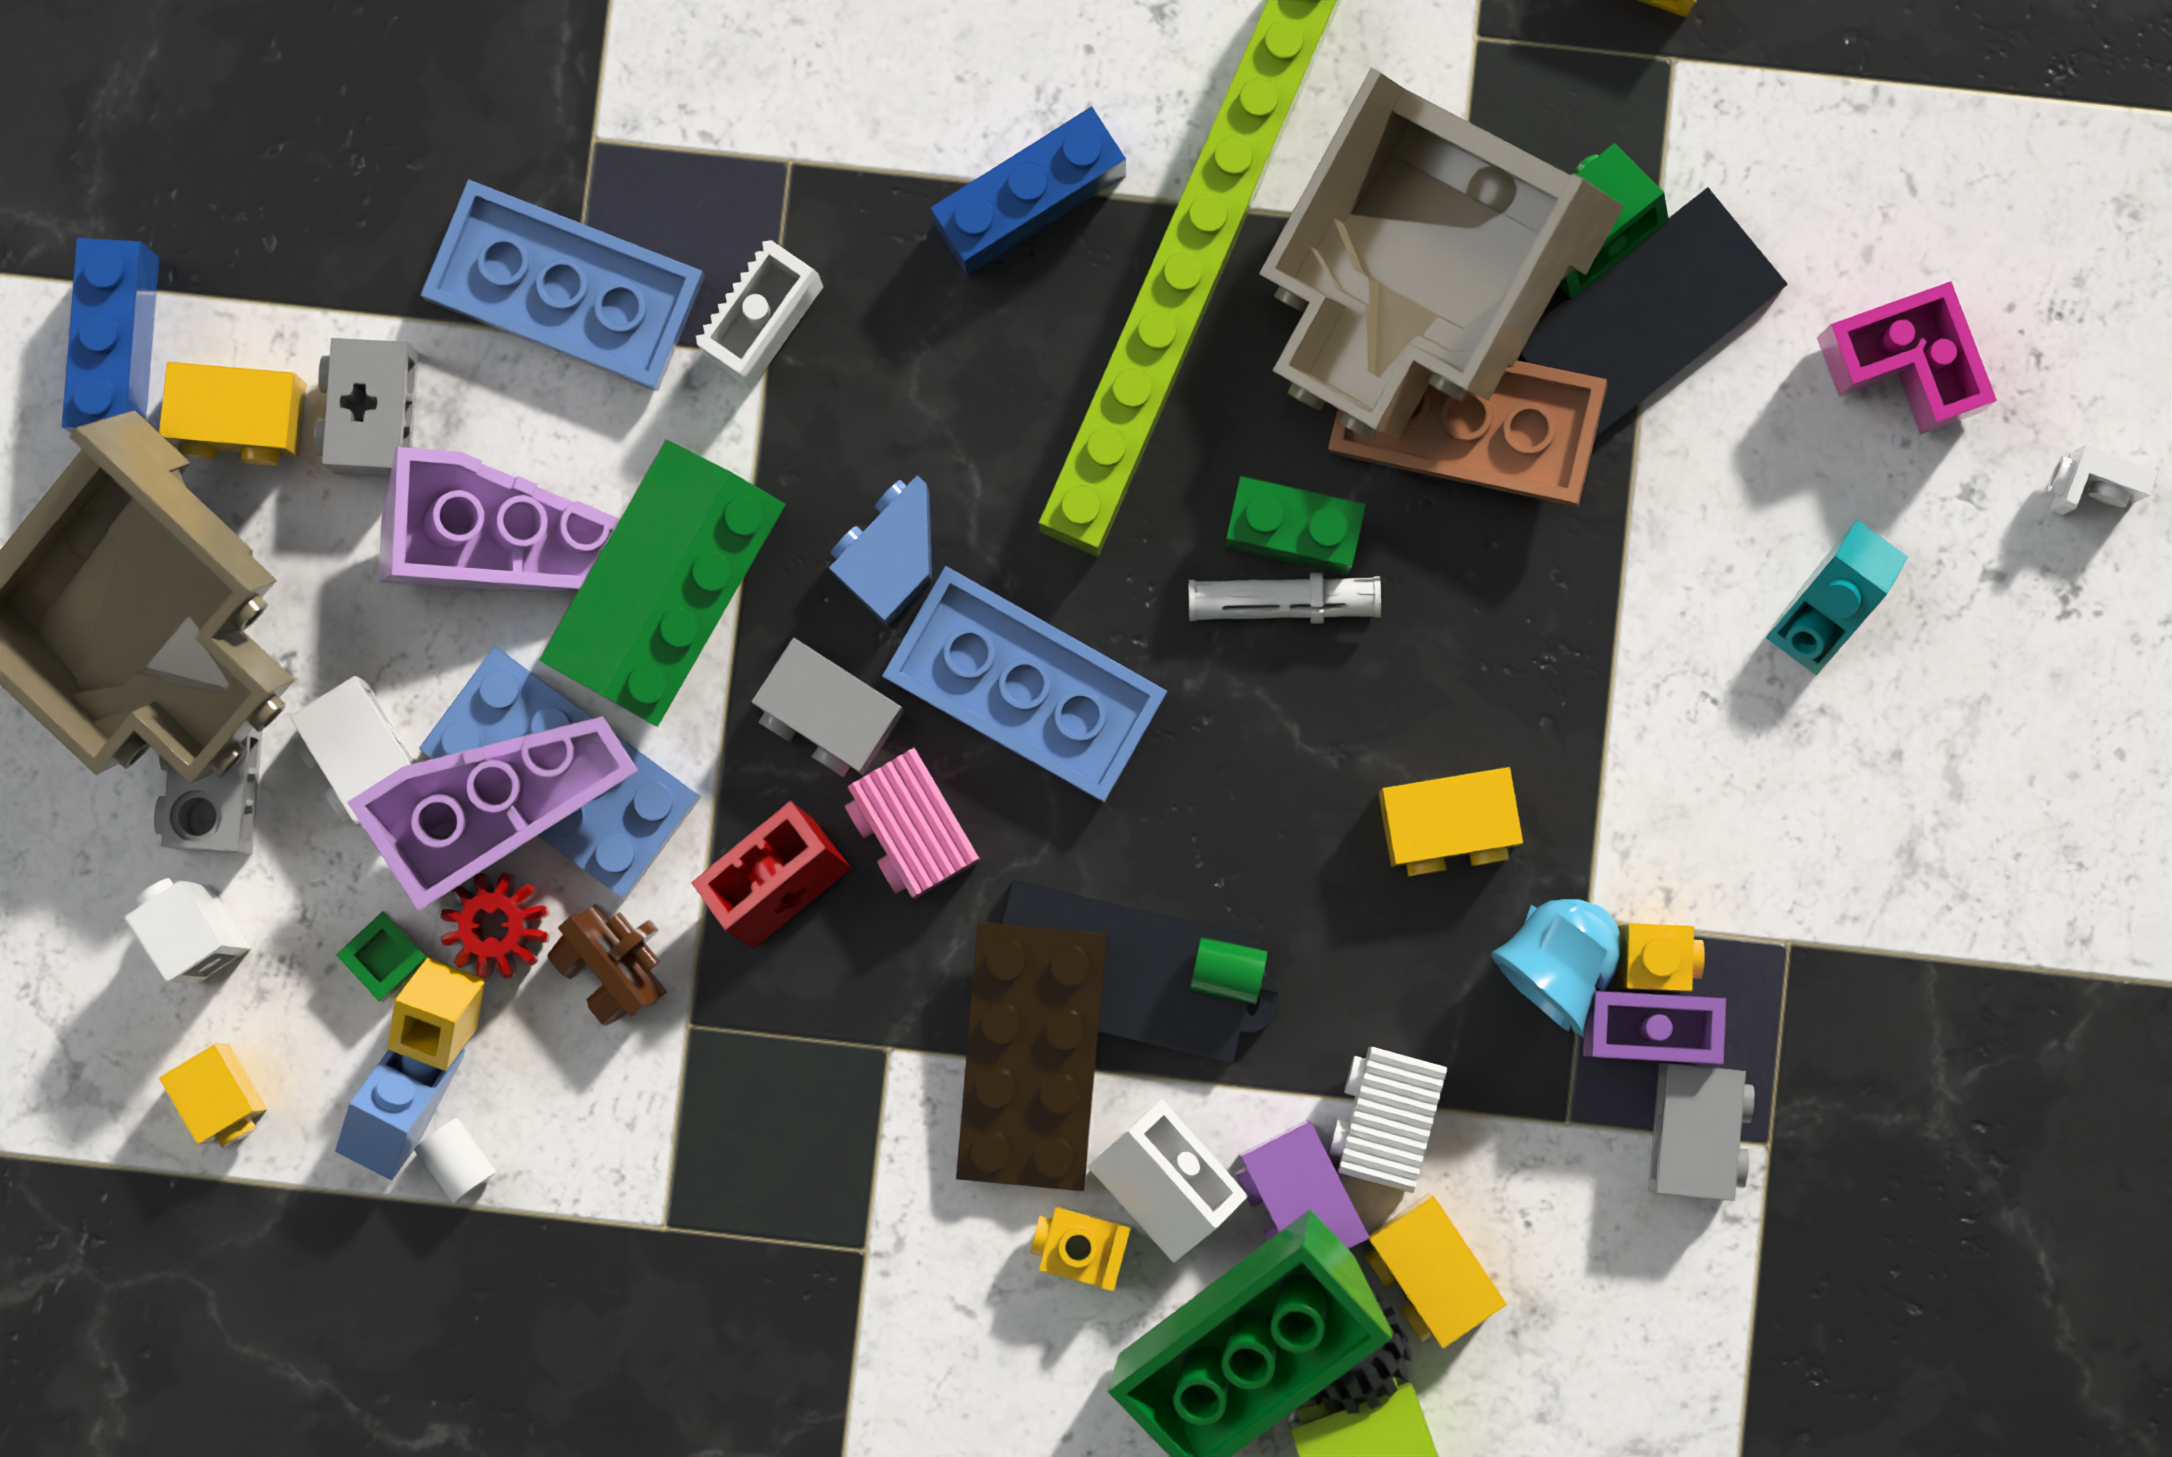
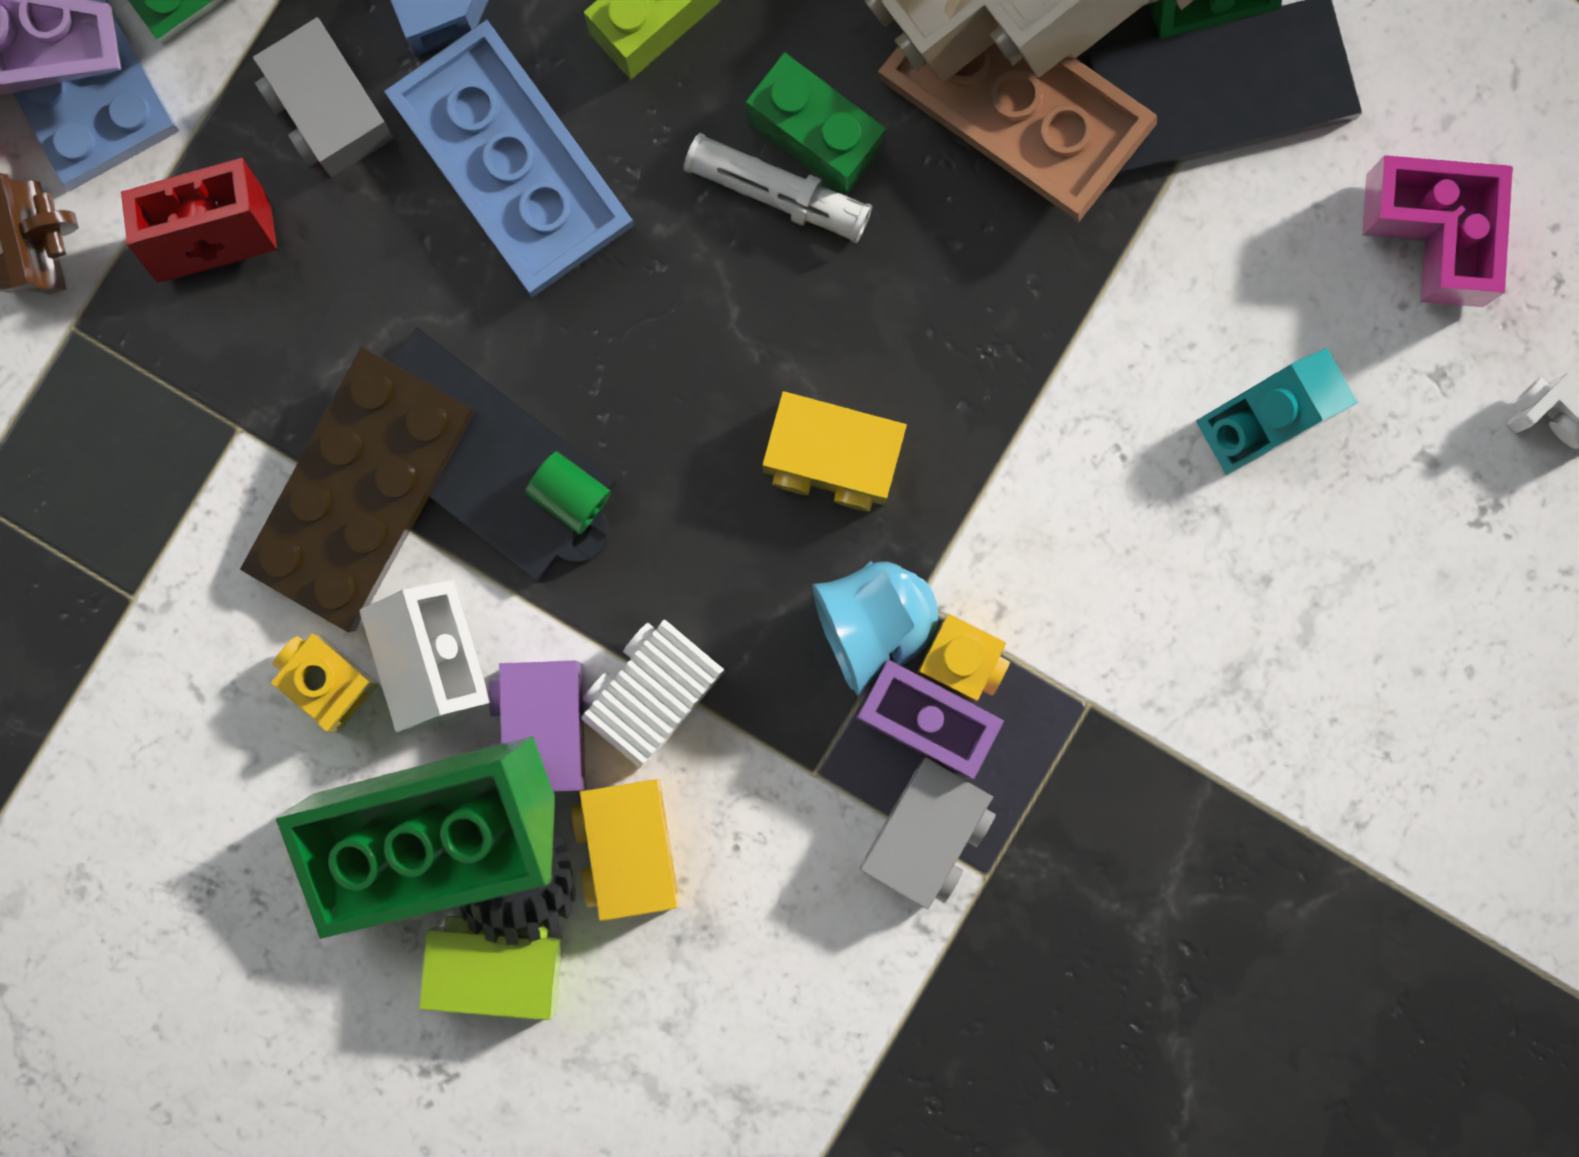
camera: 20 degrees right, 0 degrees up
(911, 824) = (348, 235): bright pink brick -> none

